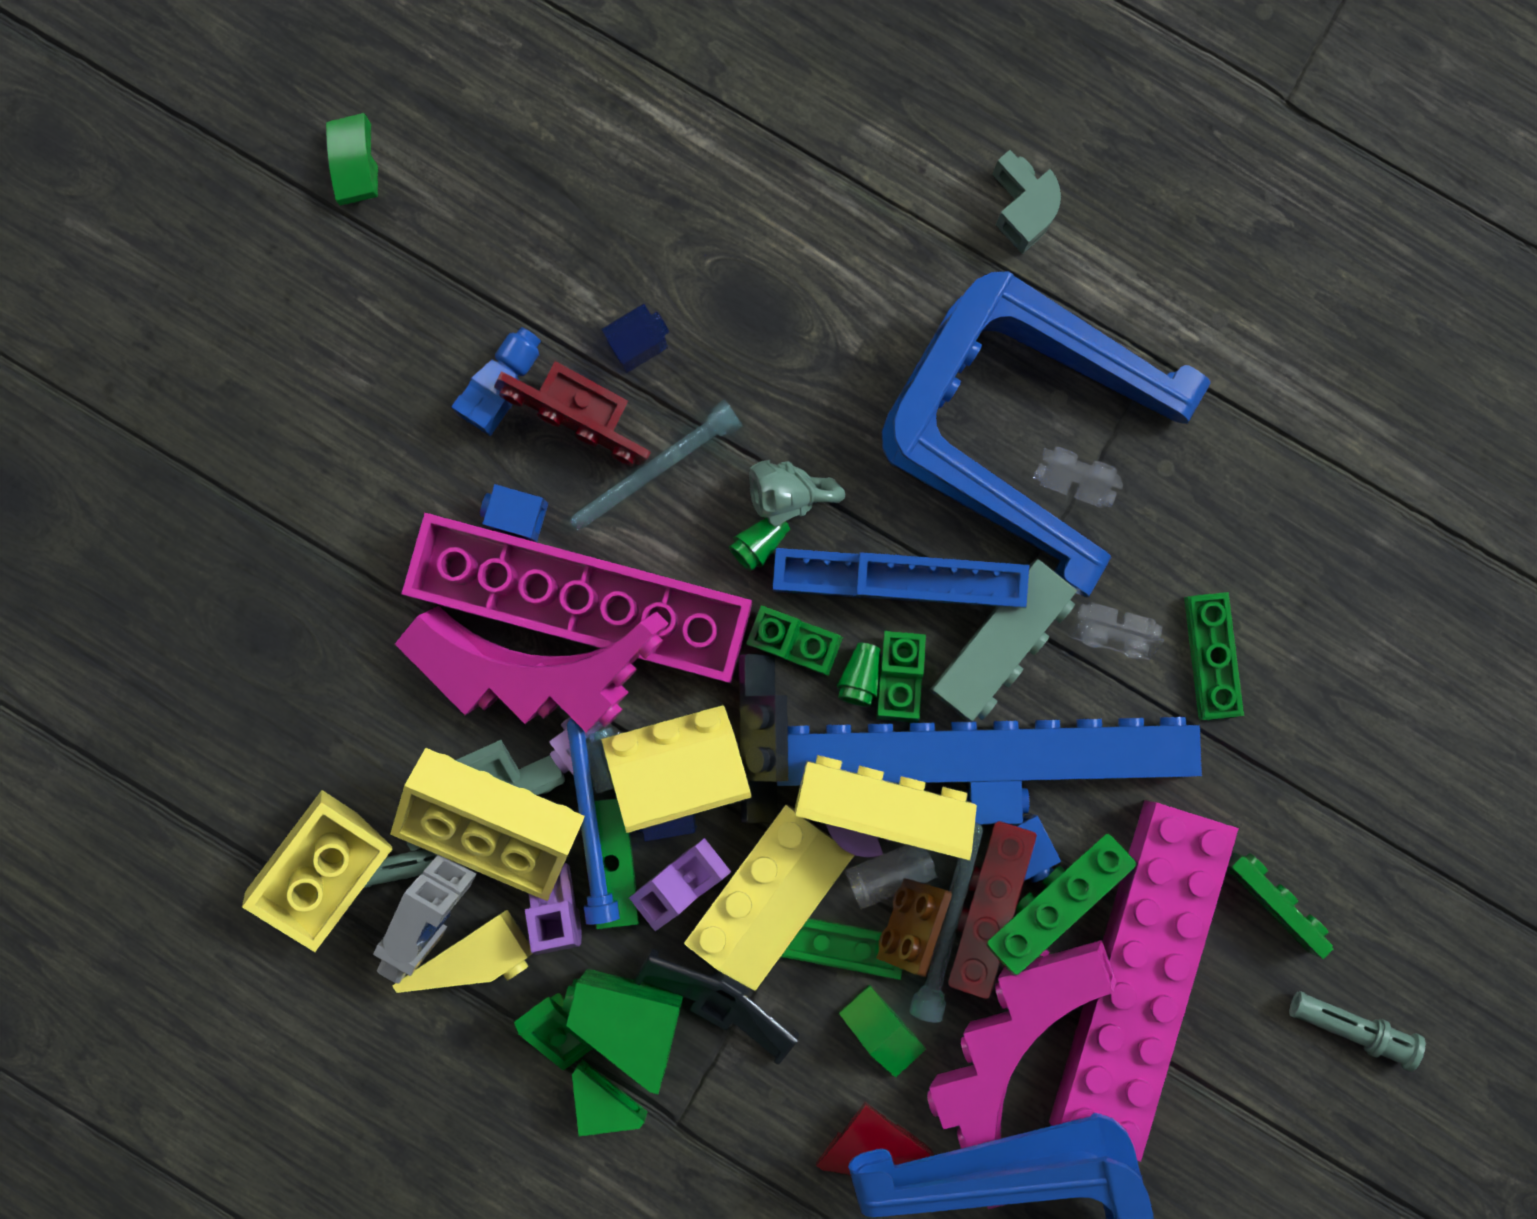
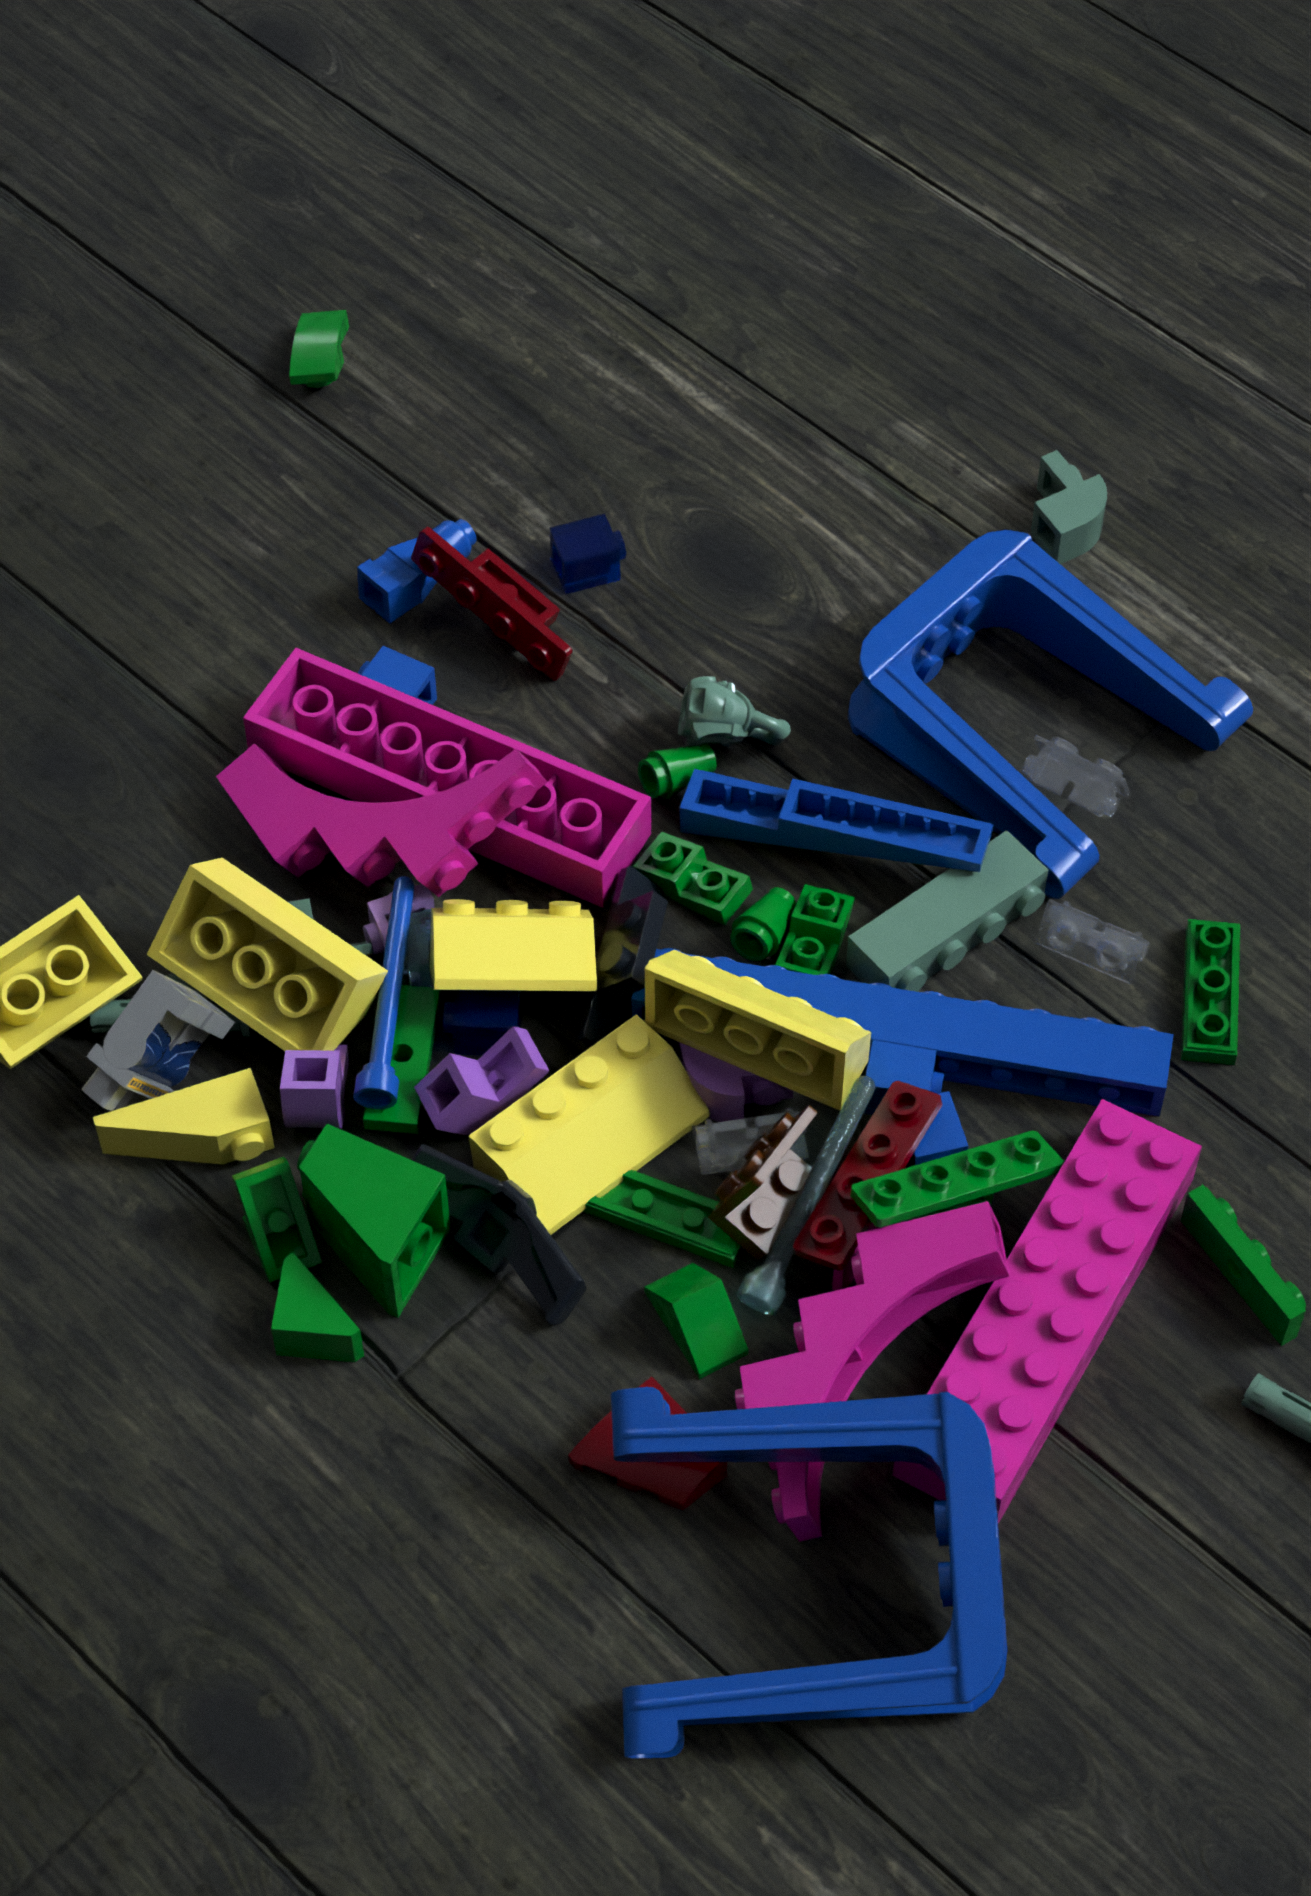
camera: 10 degrees right, 30 degrees down
(719, 422) = (663, 649): clear light blue piece -> none

